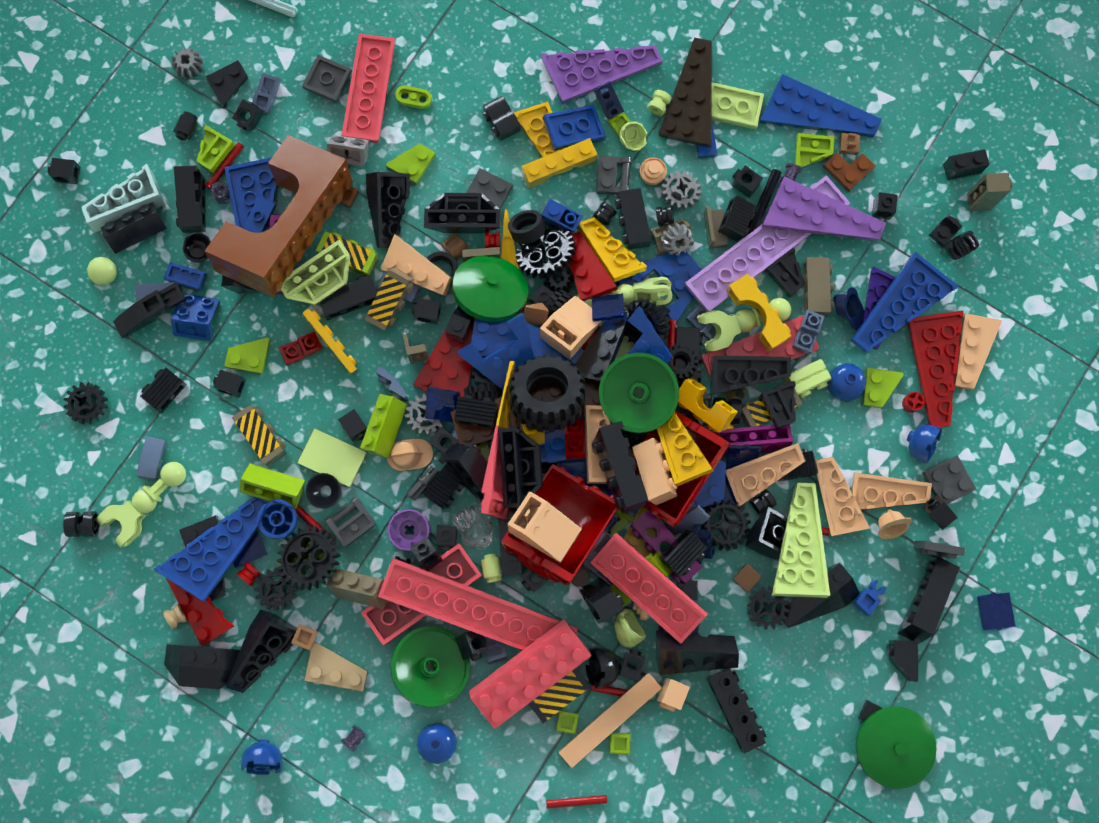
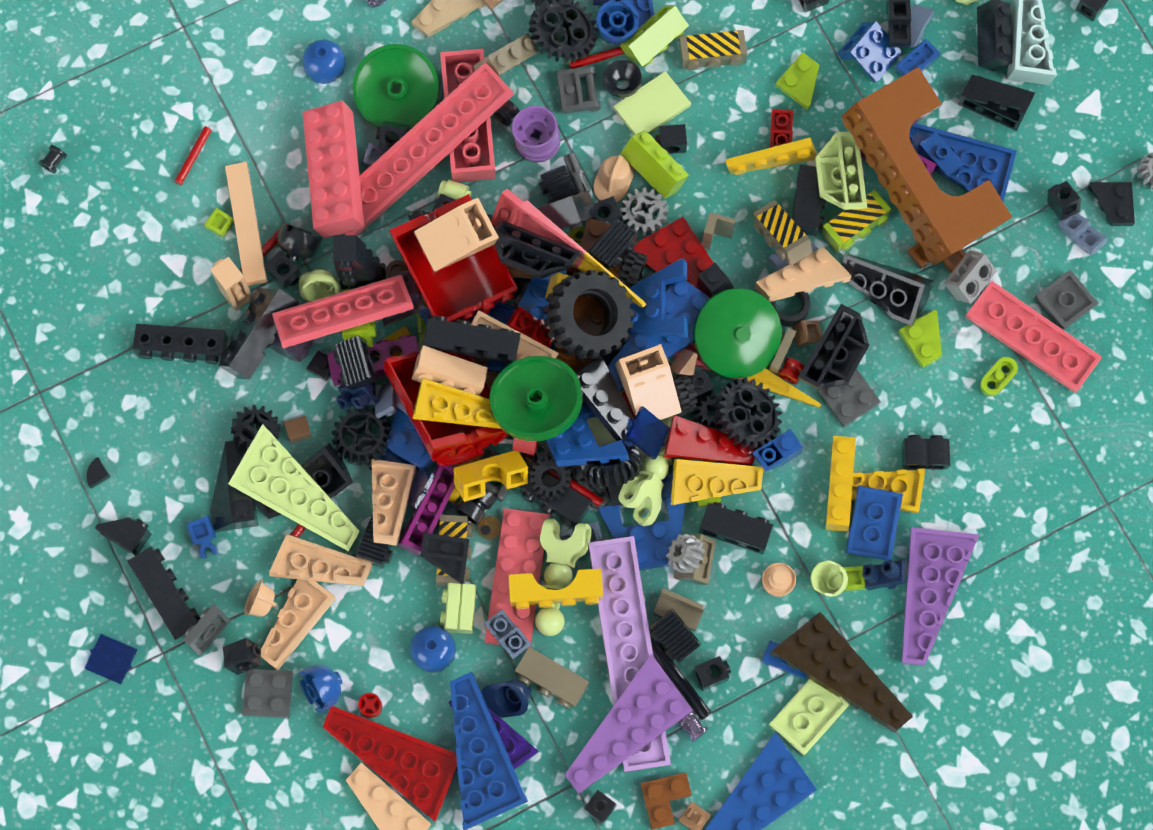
camera: 125 degrees right, 5 degrees down
(185, 126) = (1083, 136): black brick -> none
(195, 247) = (943, 82): black hair -> none
(213, 149) = (1043, 151): lime wing -> none
(221, 188) = (993, 129): bush -> none
(227, 162) = (1020, 154): red bar -> none
(229, 383) = (781, 47): black brick -> none
(395, 388) = (687, 197): sand blue slope -> none
(426, 311) = (751, 267): black brick -> none
(426, 553) = (501, 130): black brick -> none
(440, 404) = (647, 226): clear blue piece -> none
(446, 536) = (511, 167): black brick -> none
(475, 527) = (494, 186): clear hair -> none
(525, 218) = (797, 405): black tyre -> none
(559, 695) = (296, 190): brick -> none
(567, 722) = (269, 186): lime tile -> none
(605, 213) = (758, 501): black wheel -> none
(607, 174) = (802, 532): dark grey plate -> none
(659, 102) = (854, 631): yellowish green wheel -> none
(665, 215) = (722, 561): black wheel -> none
(677, 197) = (749, 598): light grey gear -> none
(739, 372) = (502, 538): black wedge -> none
(764, 500) = (361, 487): black wheel -> none
(787, 273) = (585, 656): black wing -> none
(812, 148) = (710, 769): lime wing -> none
(879, 386) = (408, 682): lime wing -> none
(896, 747) = (49, 475): green dish -> none

